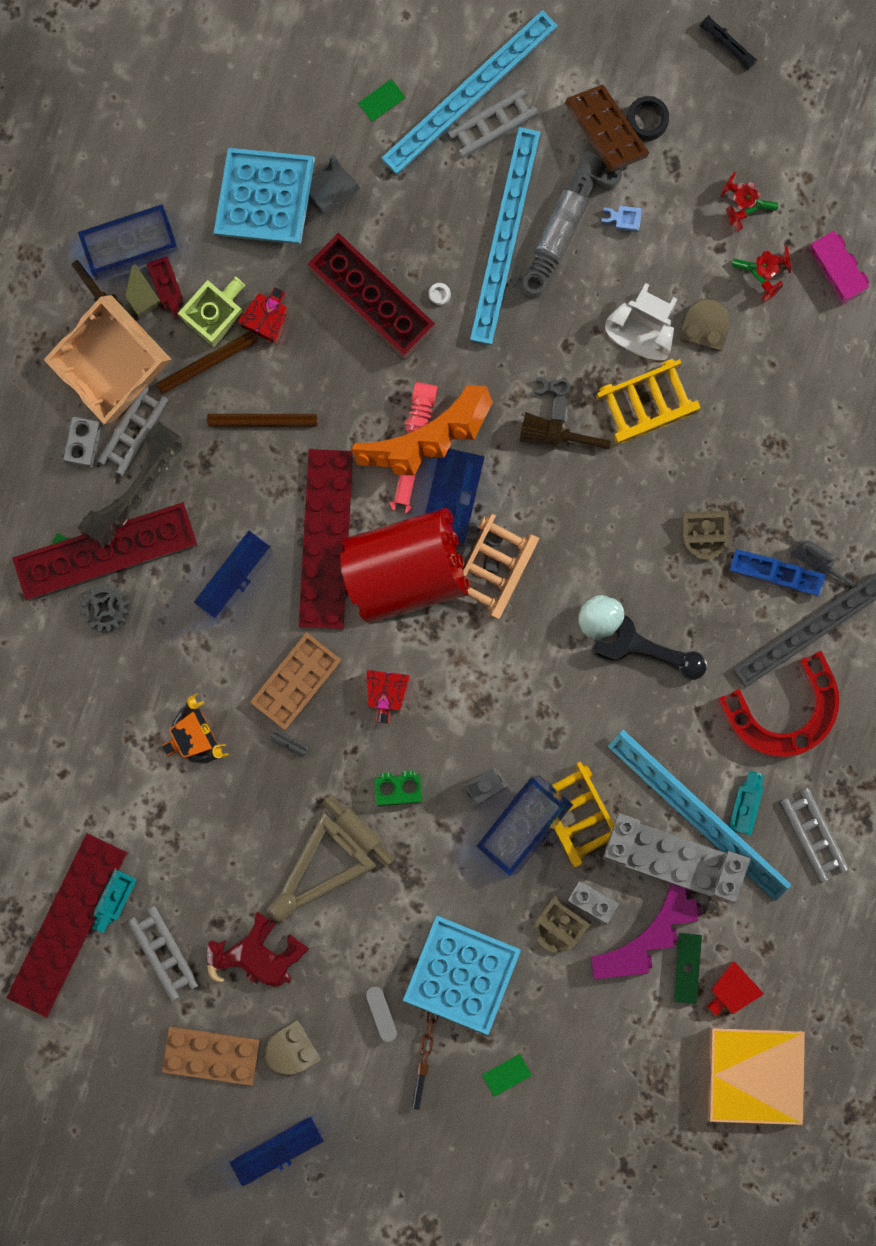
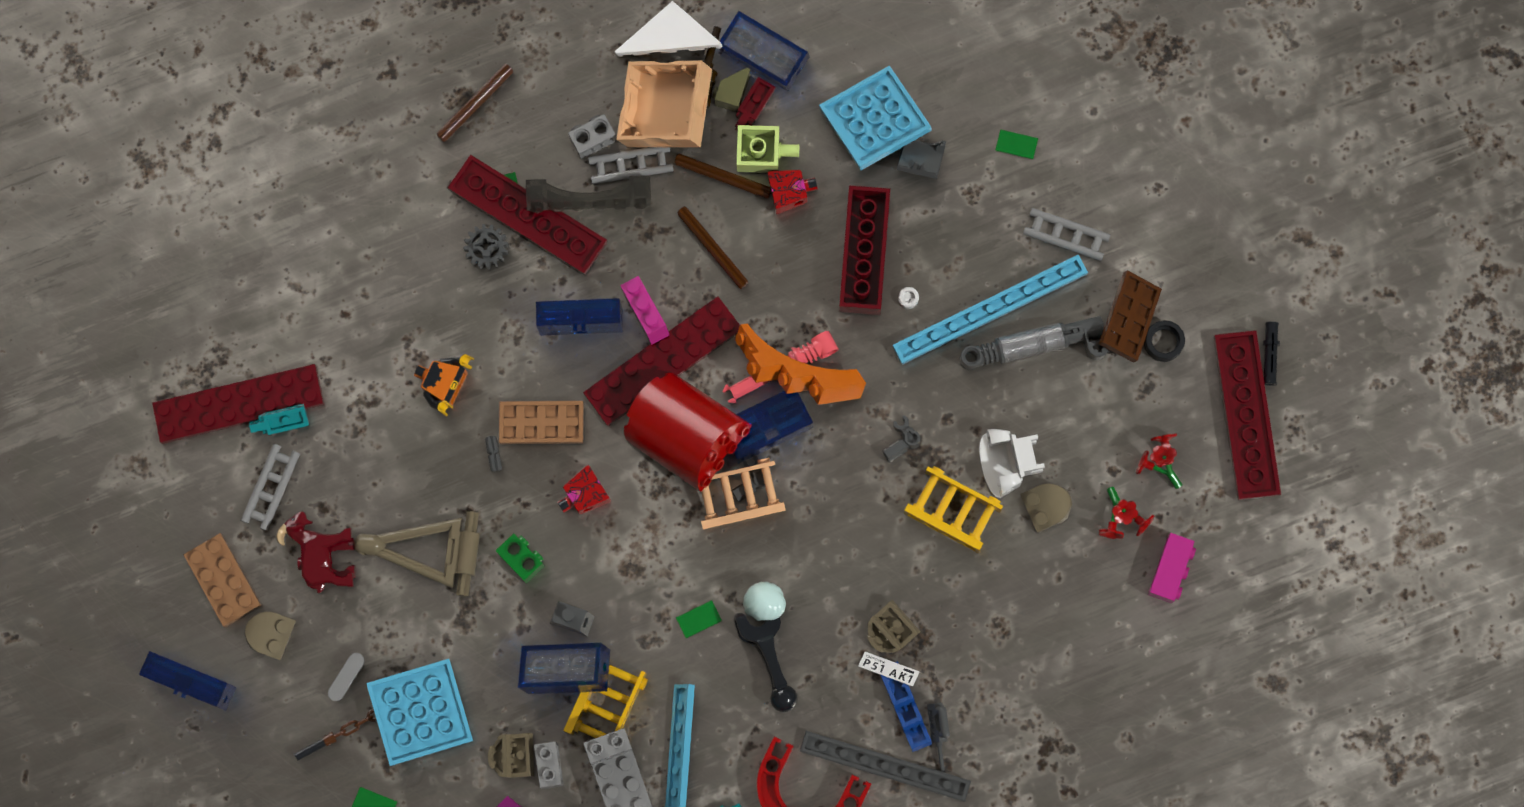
camera: 55 degrees right, 5 degrees down
(44, 306) = (668, 32): none -> white tile
(272, 518) = (645, 310): none -> dark pink brick
(469, 92) = (1074, 200): medium azure plate -> none
(554, 433) = (873, 459): dark brown piece -> none
(568, 683) = (699, 619): none -> green sticker
(626, 219) = (1076, 385): light blue plate -> none
(736, 561) = (888, 668): none -> white sticker
(763, 103) = (1247, 415): none -> dark red plate

